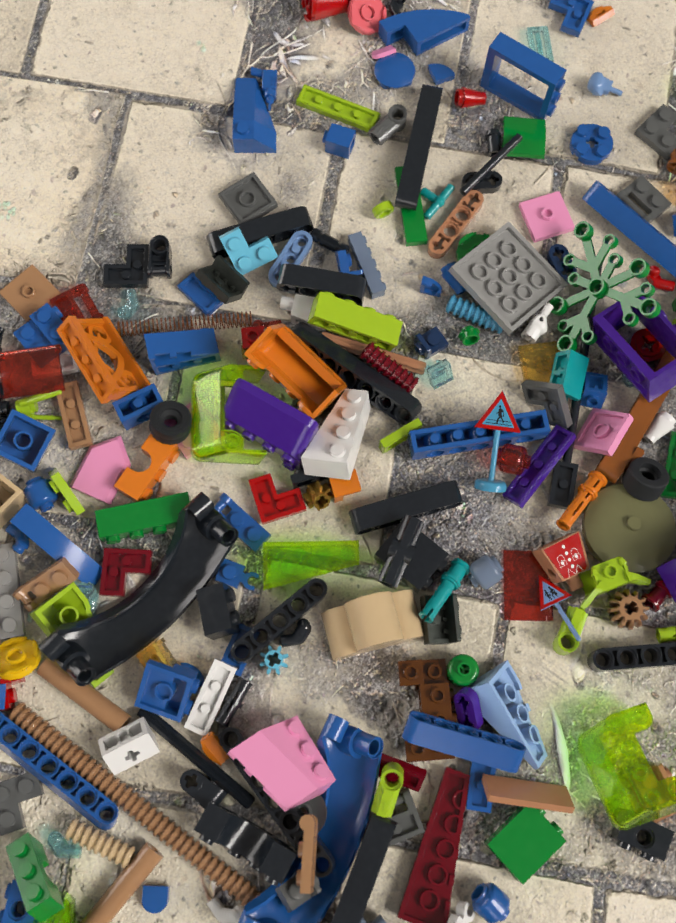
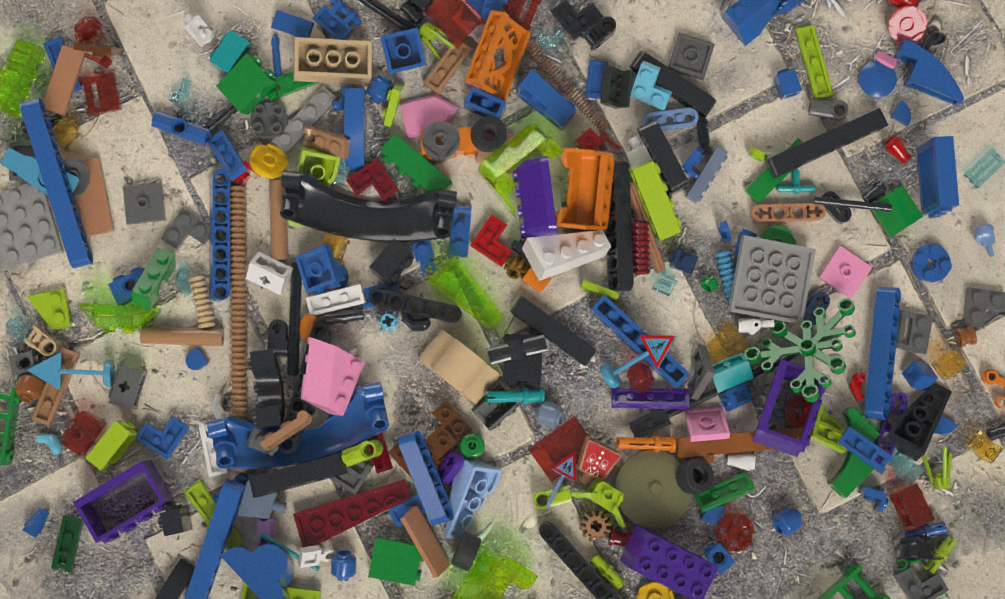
camera: 55 degrees right, 10 degrees up
(139, 484) = (440, 129): none -> dark grey plate
(567, 758) = (466, 551): none -> black tyre

